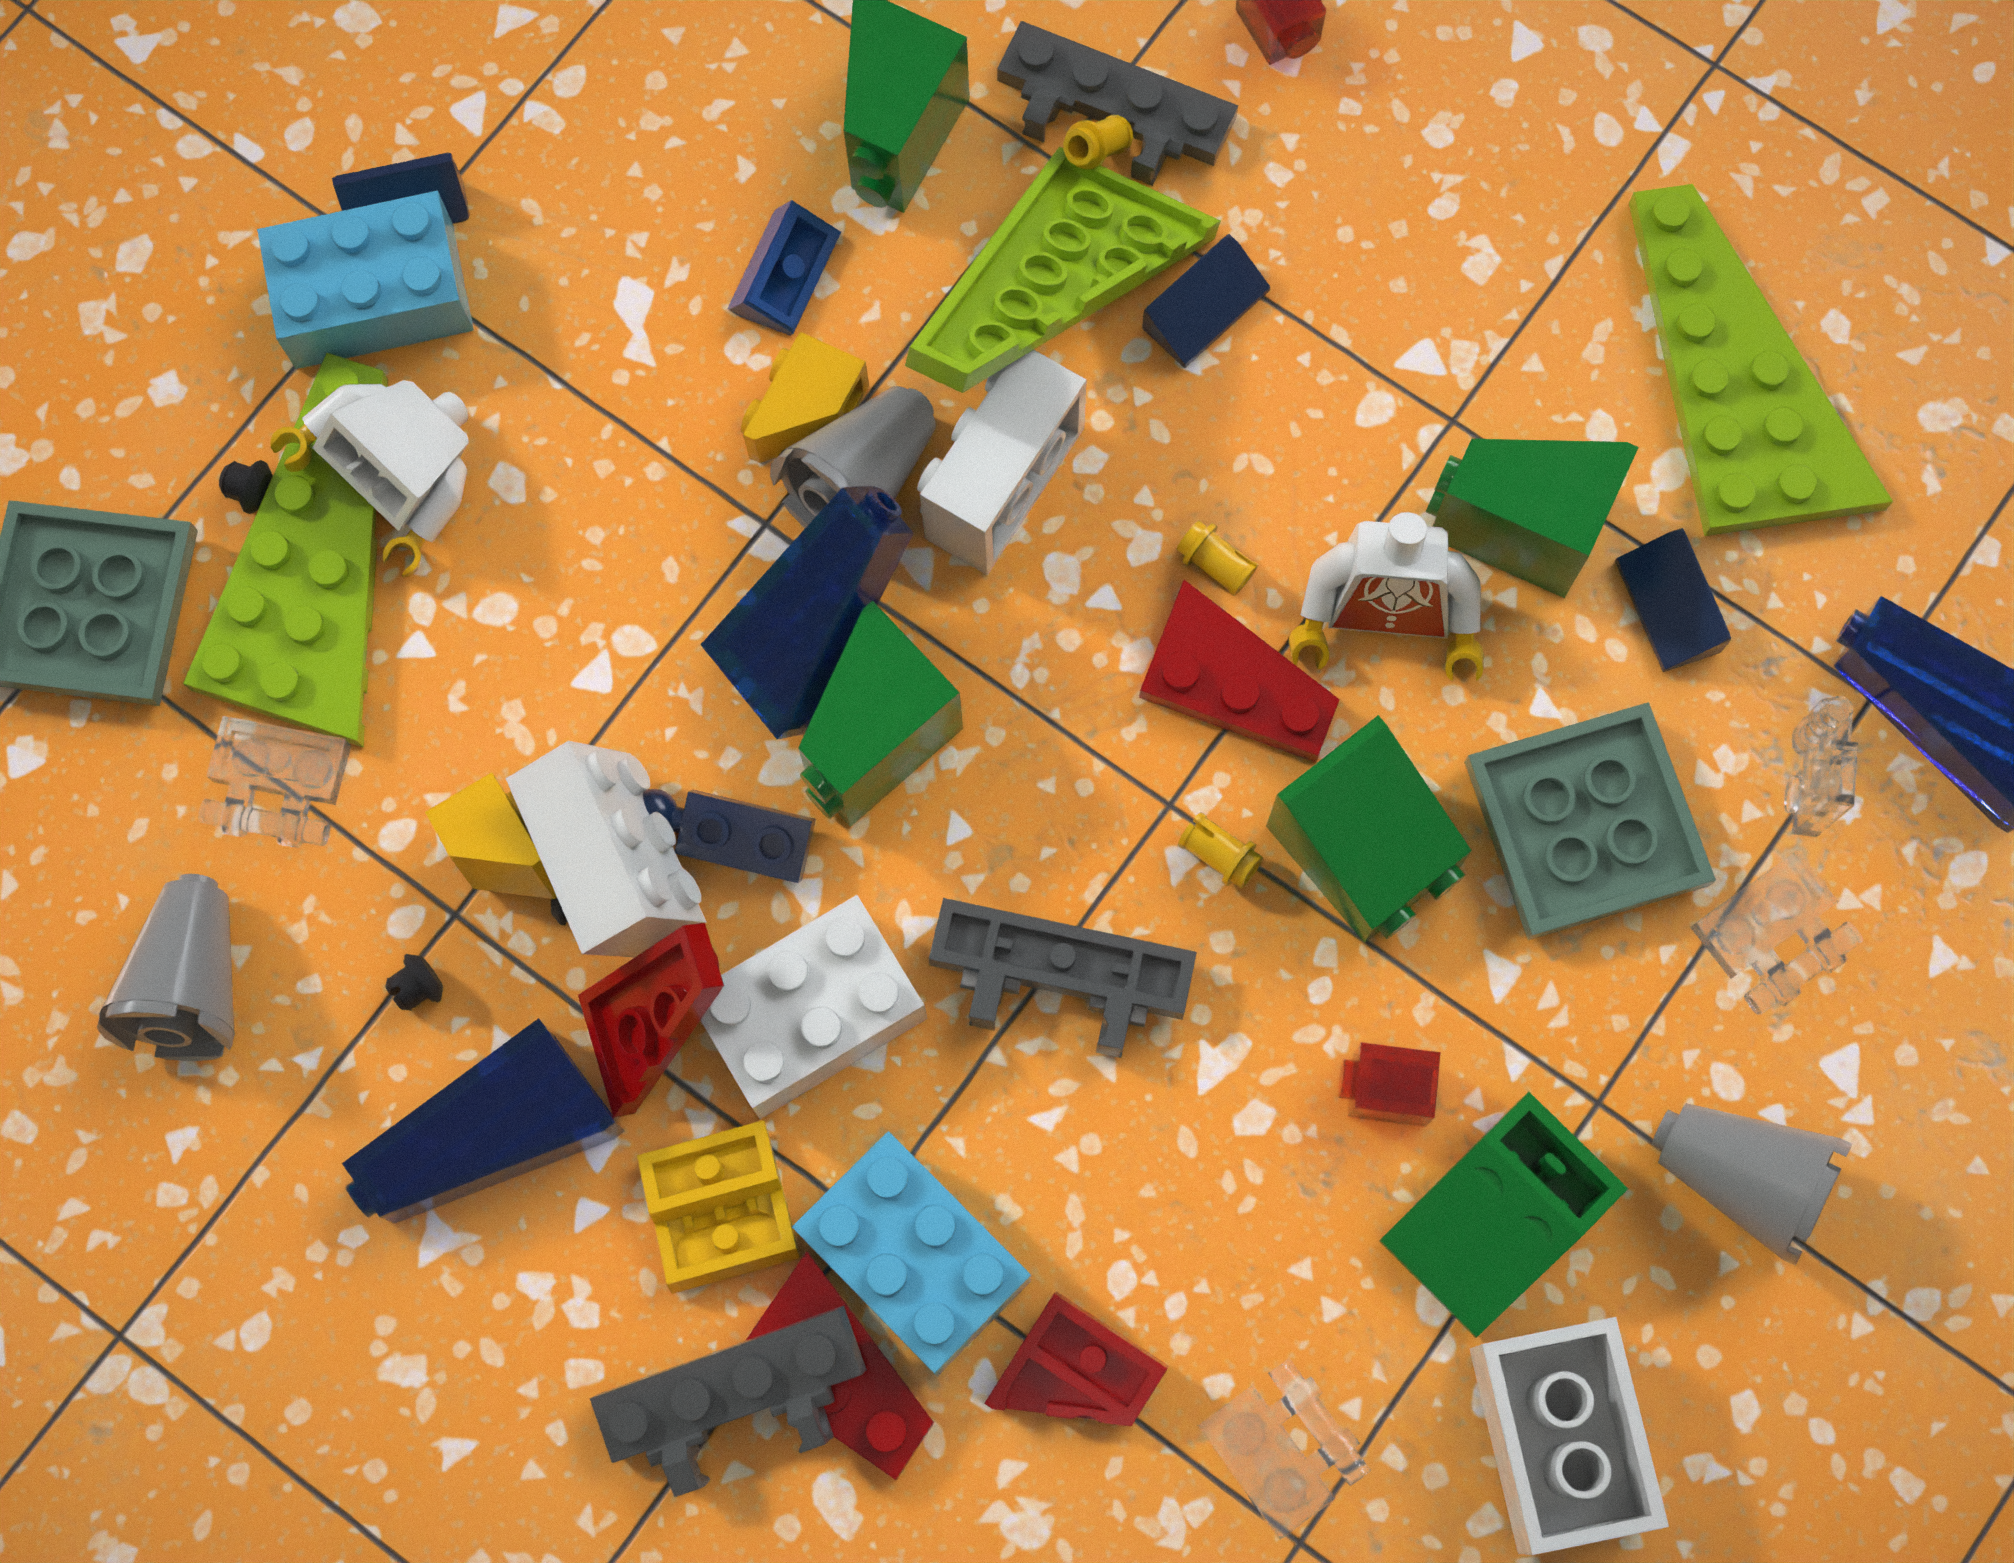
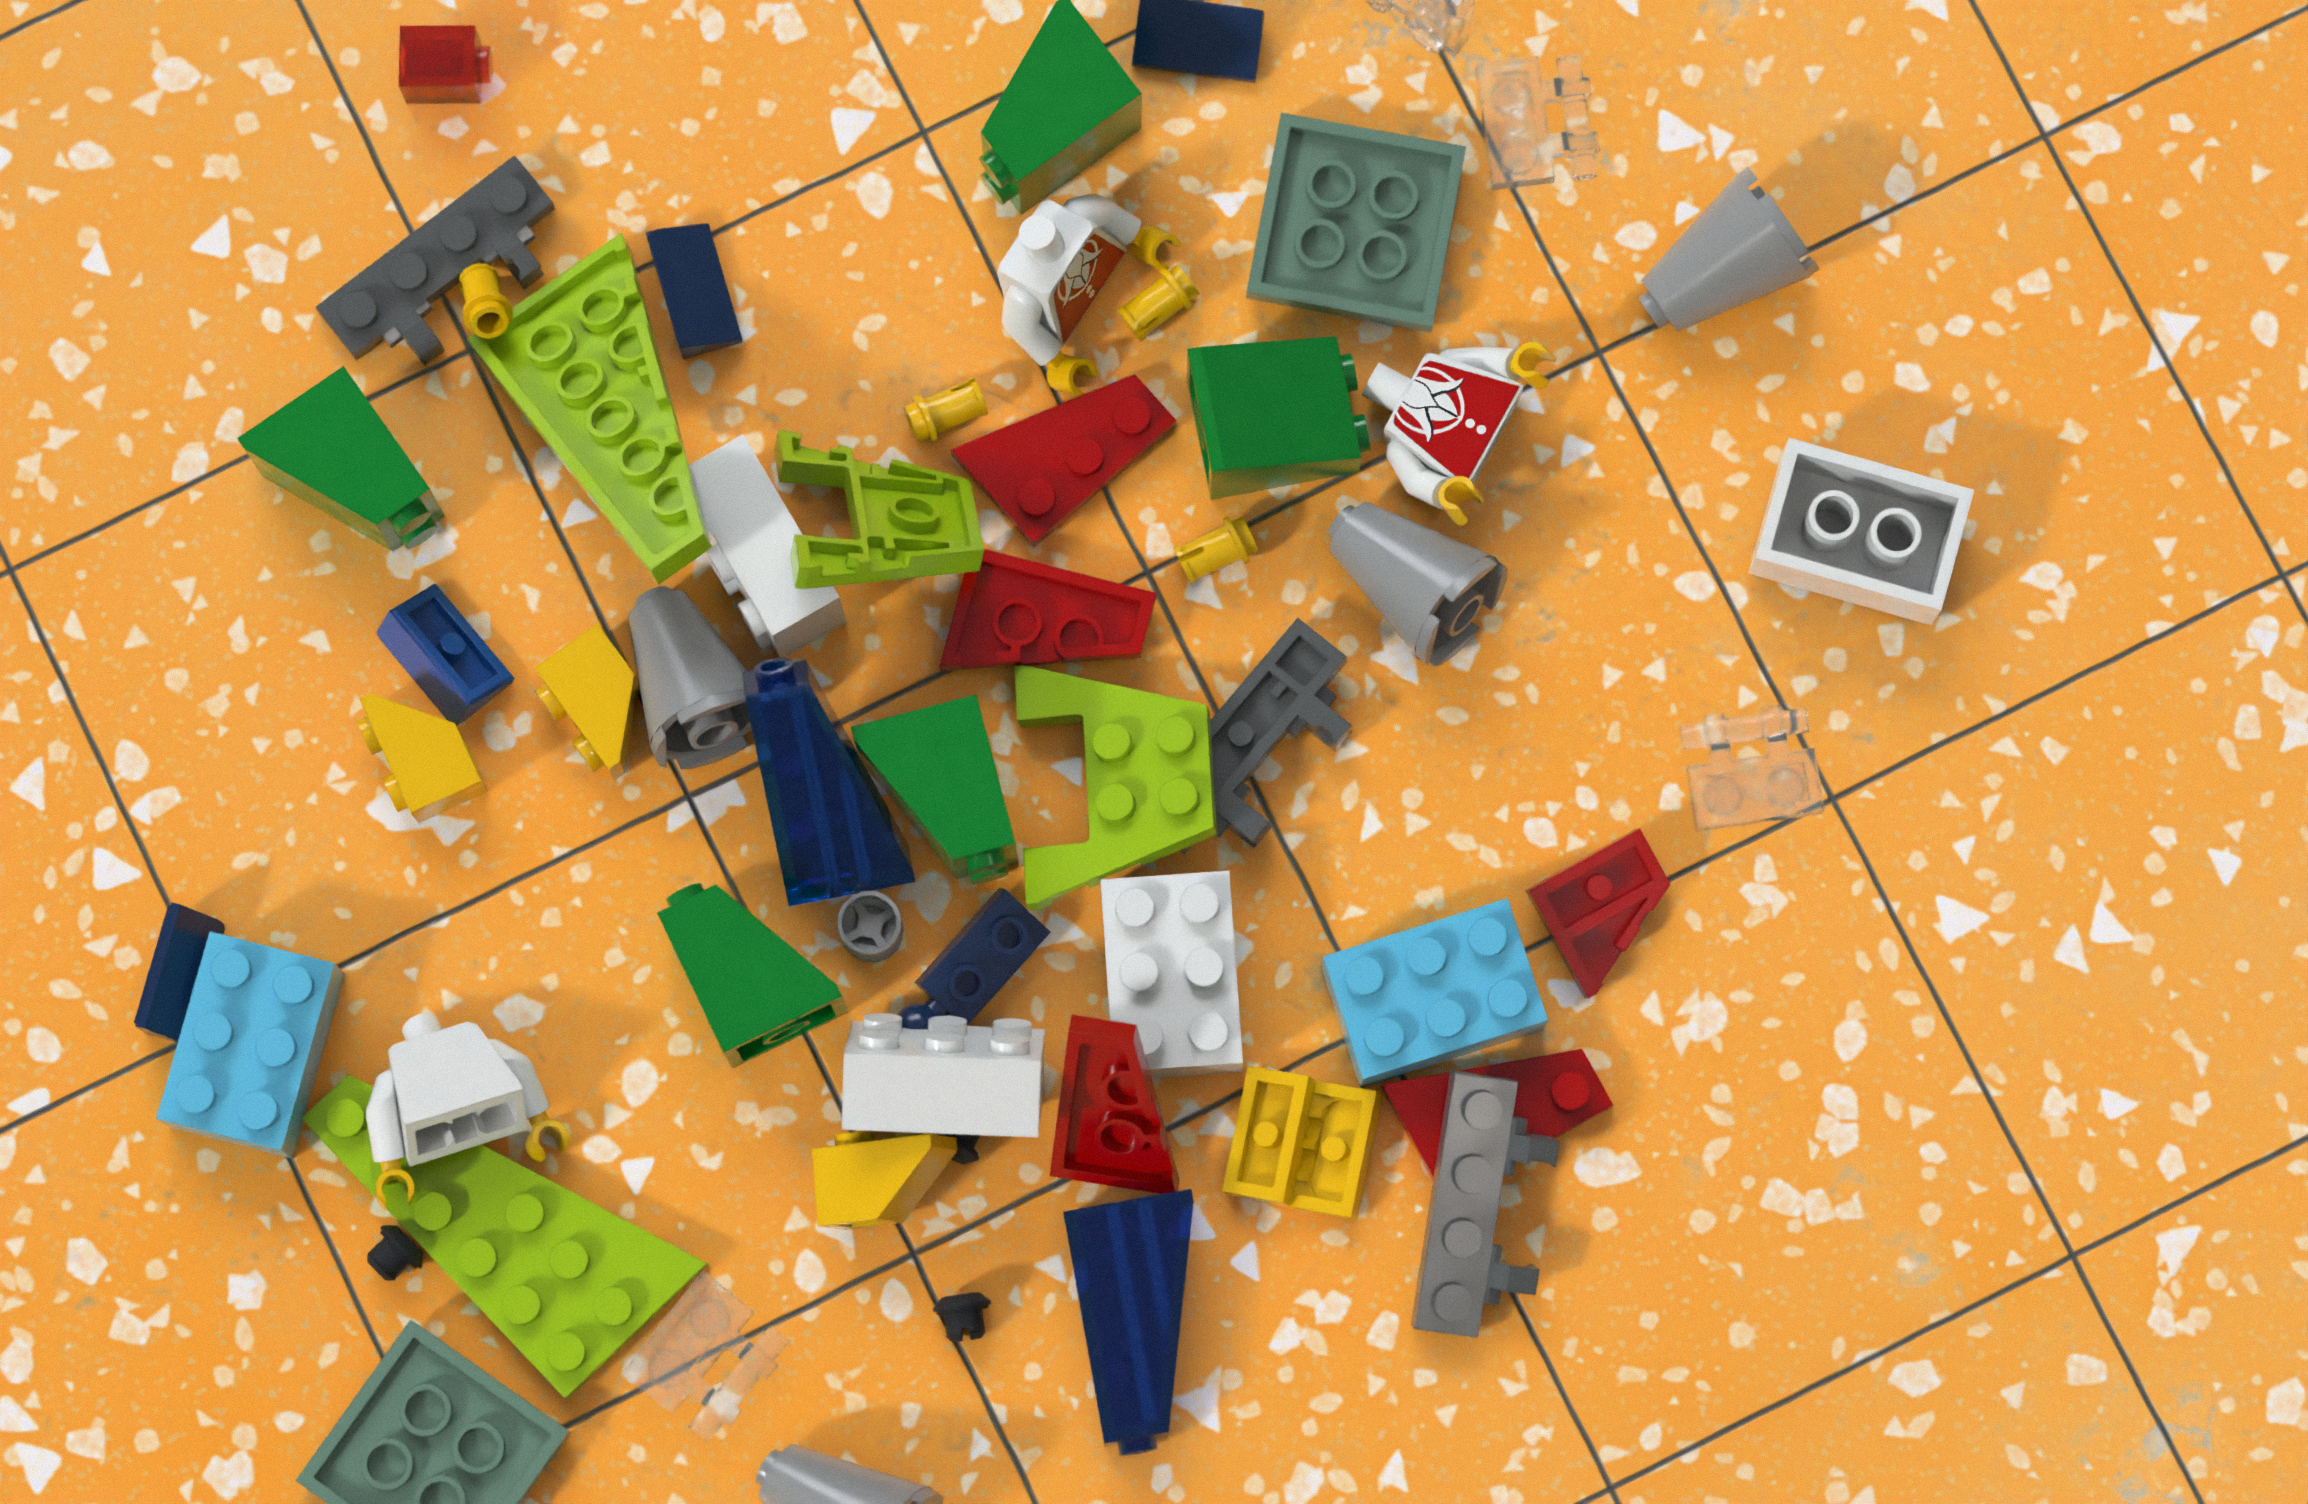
camera: 65 degrees left, 5 degrees up
(616, 633) = (745, 974): none -> green slope
(681, 291) = (426, 757): none -> yellow slope
(714, 715) = (867, 916): none -> light grey wheel
(973, 891) = (1143, 778): none -> lime wing
(1078, 729) = (1042, 615): none -> red wing
(1087, 562) = (900, 517): none -> lime wing
(1290, 1042) = (1417, 578): none -> light grey cone
(1390, 1084) = (1504, 516): clear red brick -> none
(1416, 687) = (1158, 302): none -> yellow pin
(1459, 995) = (1452, 417): none -> torso
(1503, 1214) = (1654, 483): green slope -> none

